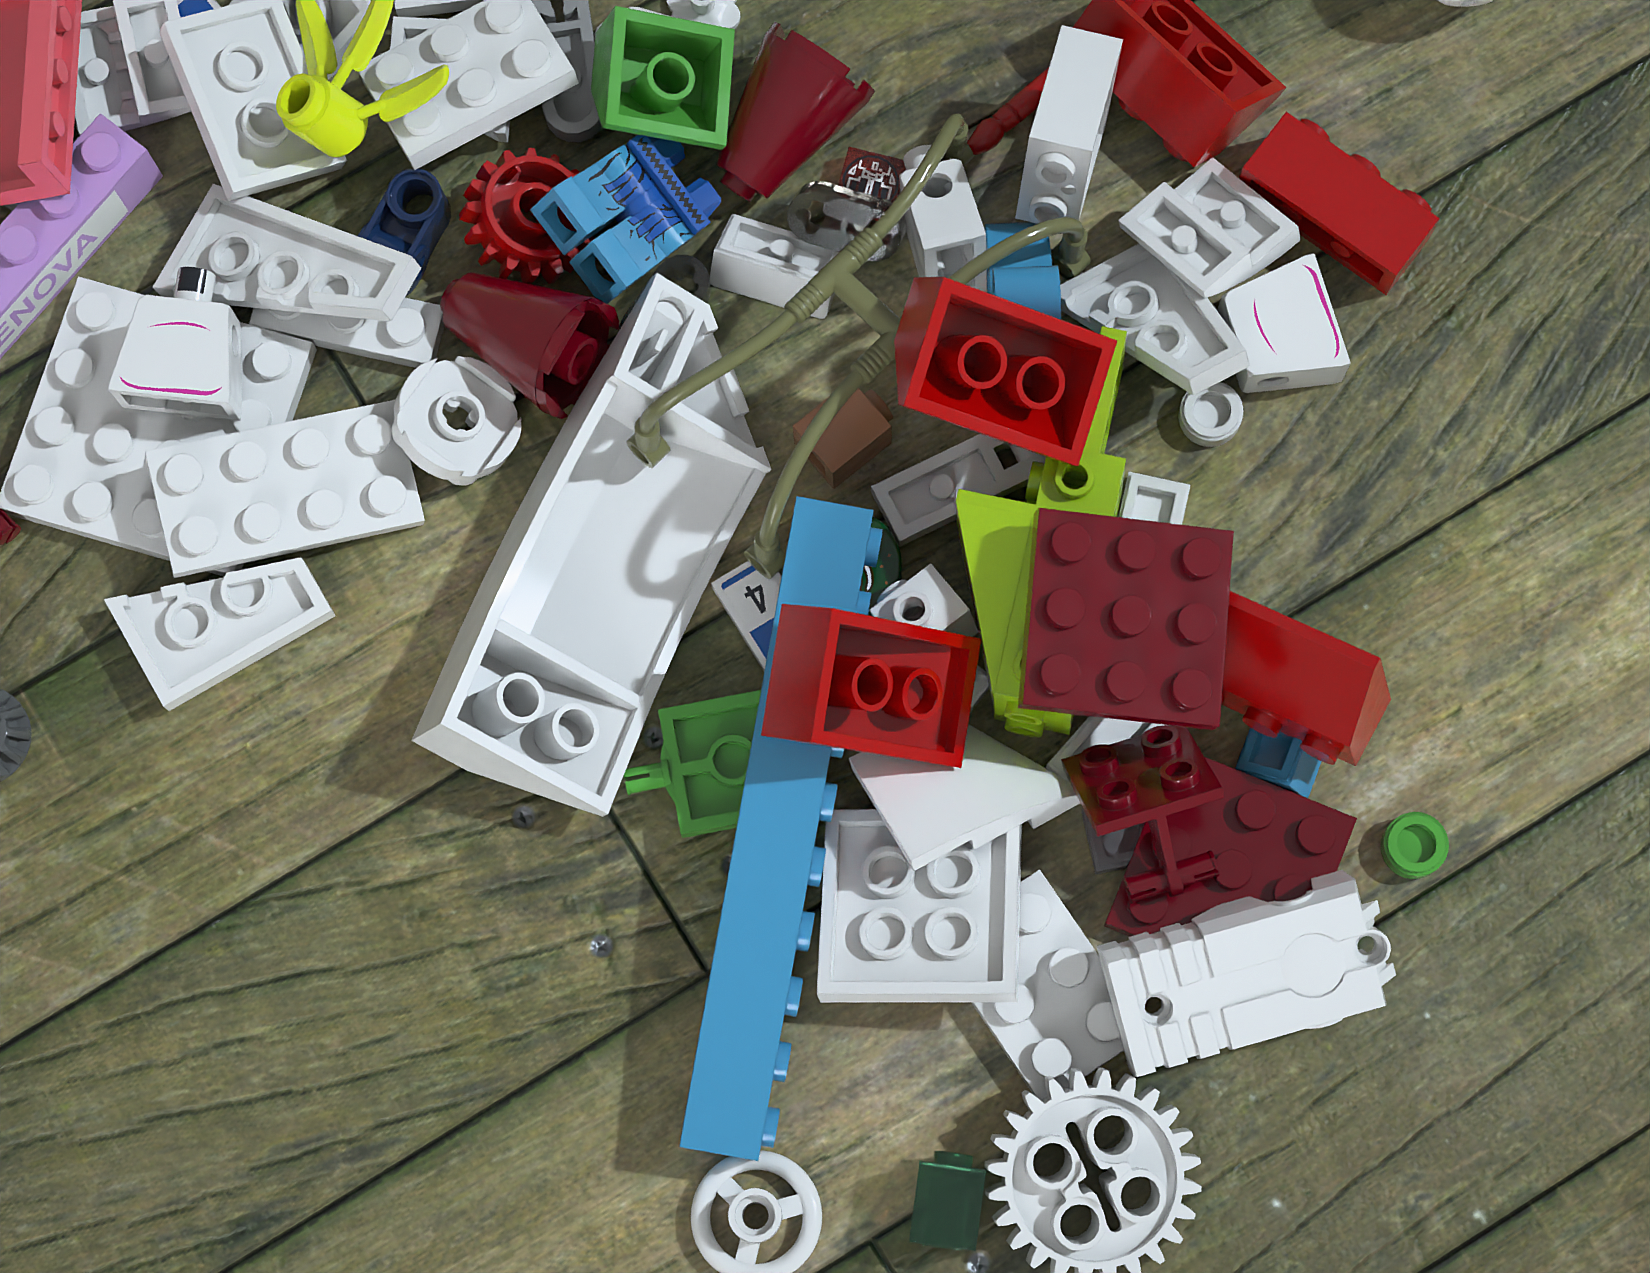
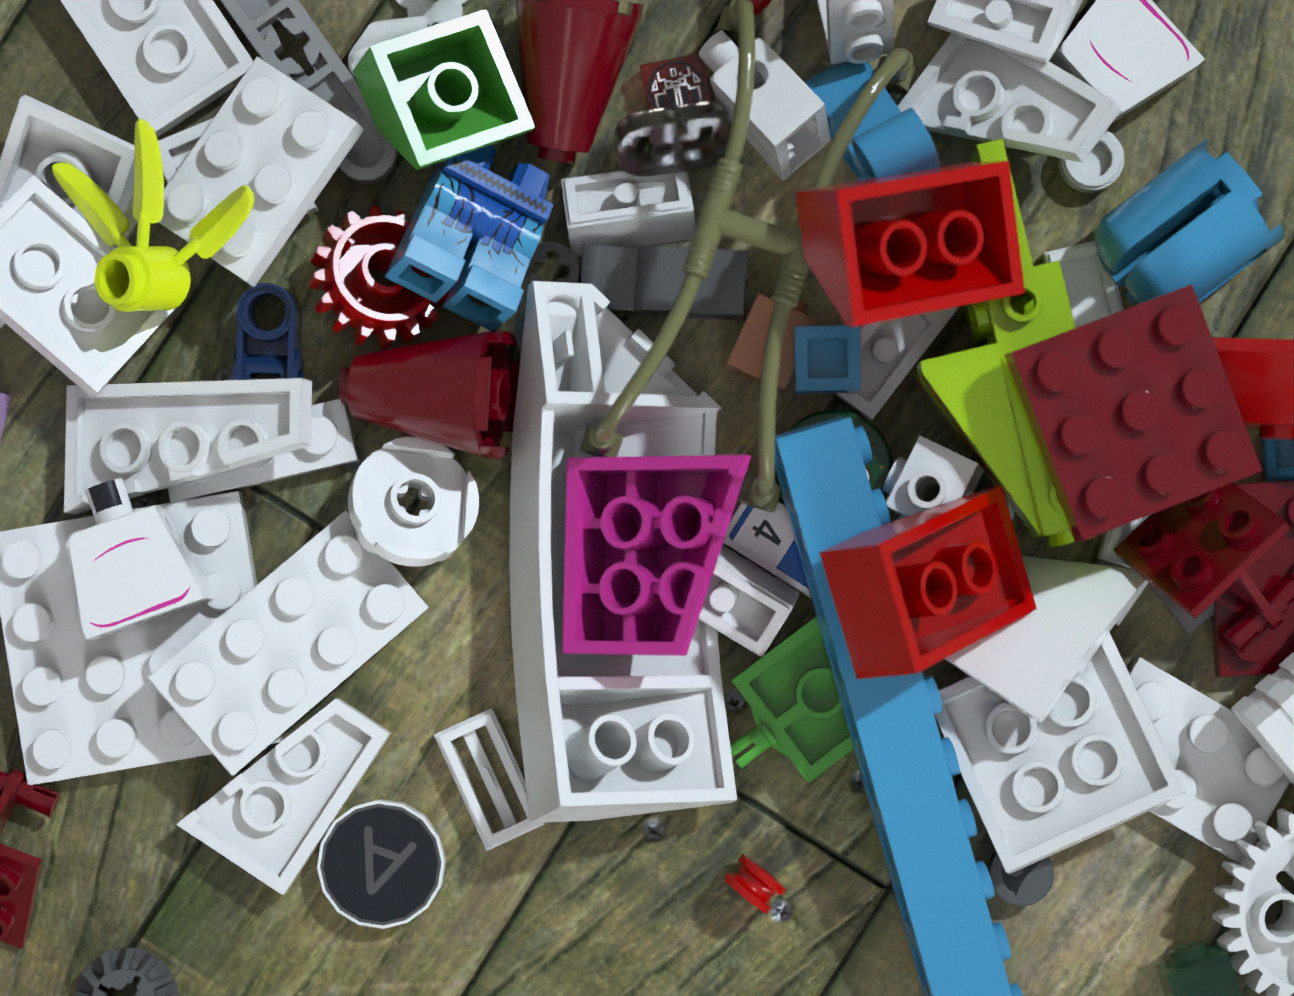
camera: 30 degrees left, 10 degrees up
(265, 725) = (381, 863): none -> black tile
(404, 643) = (468, 730): none -> white tile
(587, 903) = (754, 884): none -> red bush
(629, 542) = (643, 549): none -> dark pink wedge
(694, 631) = (746, 602): none -> white slope
(807, 357) = (651, 277): none -> dark grey piece
(834, 1022) = (1023, 886): none -> dark grey tile
(881, 460) = (827, 359): none -> dark azure tile
(1272, 497) = (1185, 229): none -> dark azure cylinder

